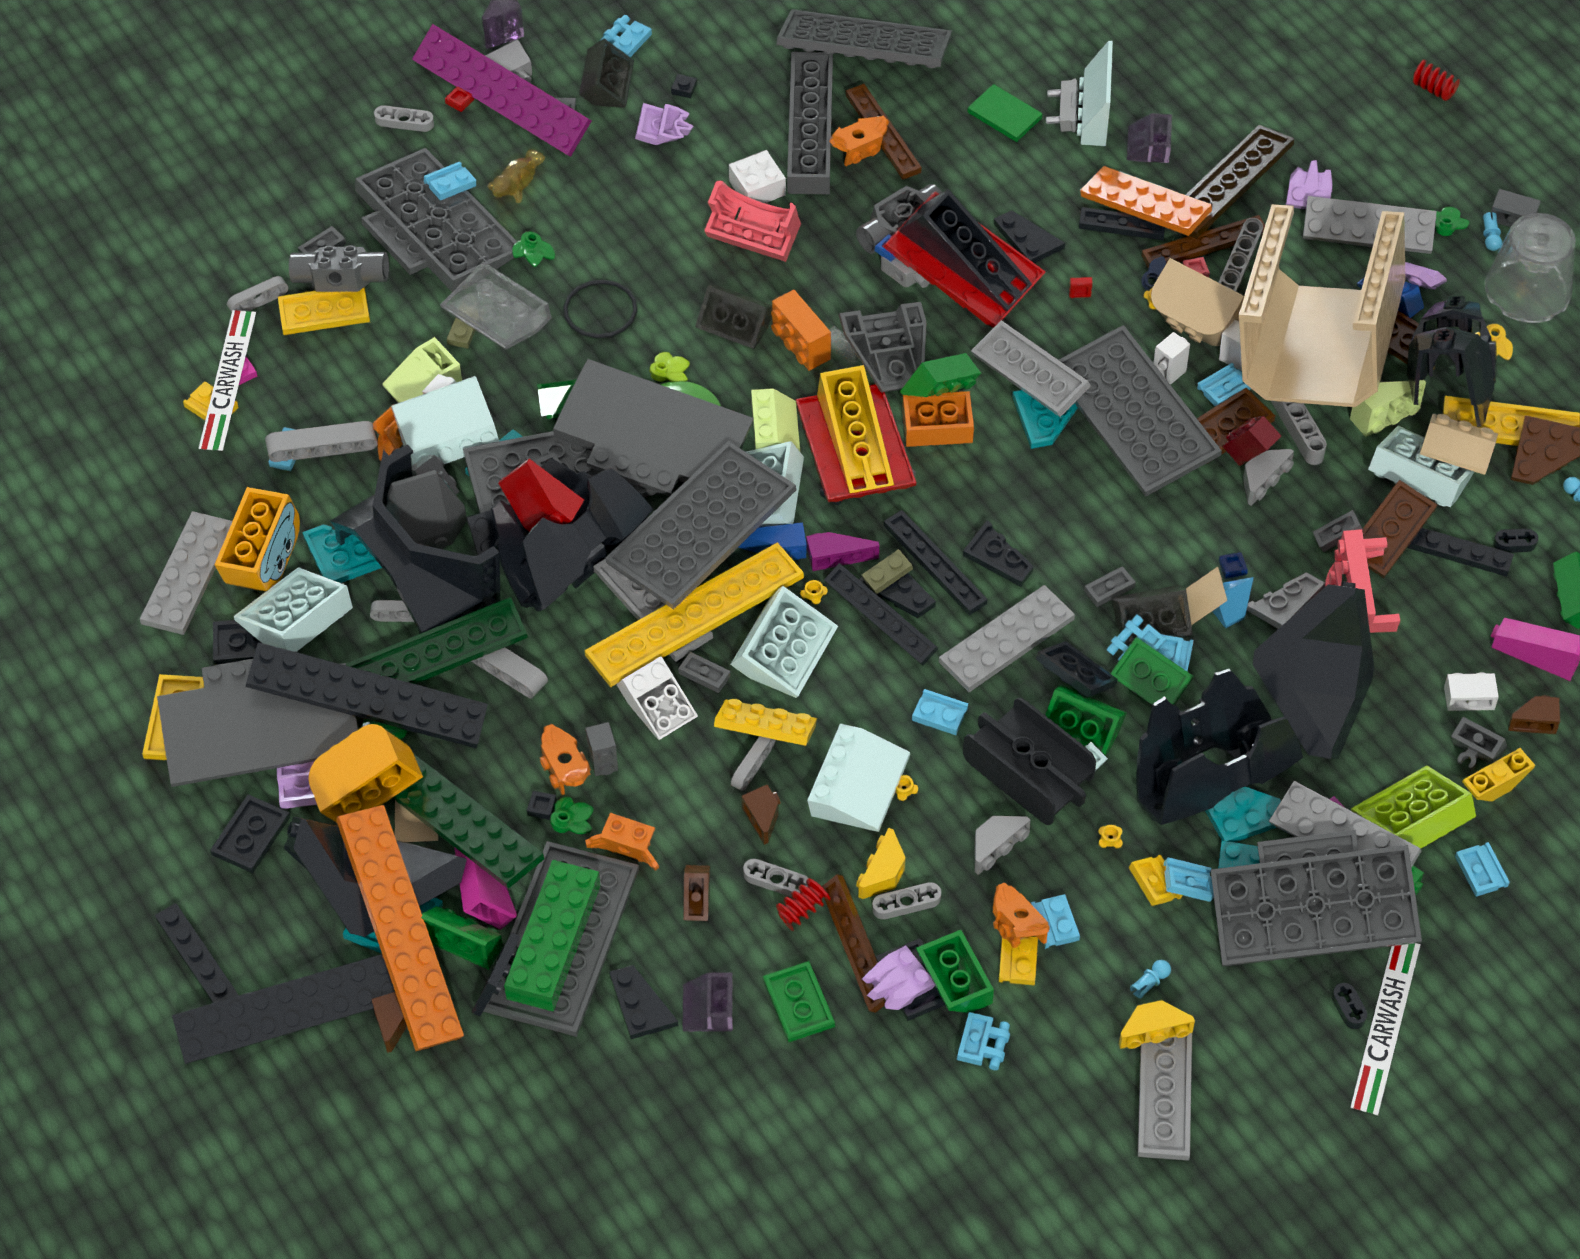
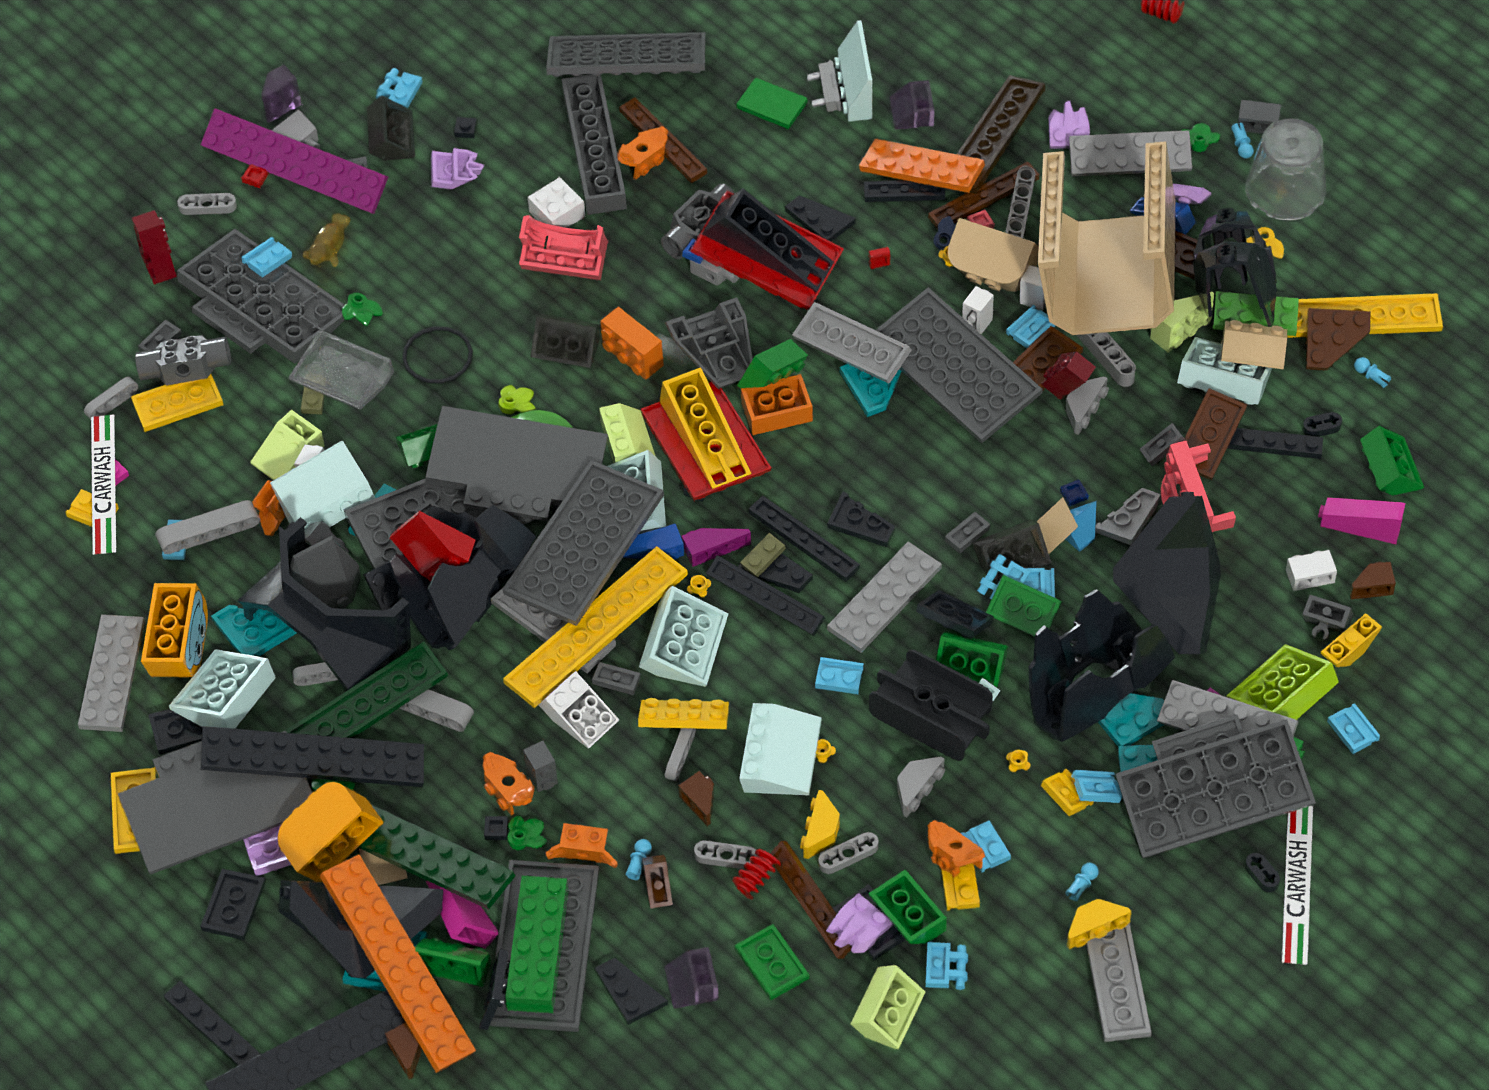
camera: 10 degrees left, 0 degrees up
(337, 151) = (153, 246): none -> dark red wedge
(689, 855) = (642, 849): none -> medium azure pin
(911, 1073) = (888, 1006): none -> yellowish green slope
(1457, 405) = (1247, 310): none -> bright green plate

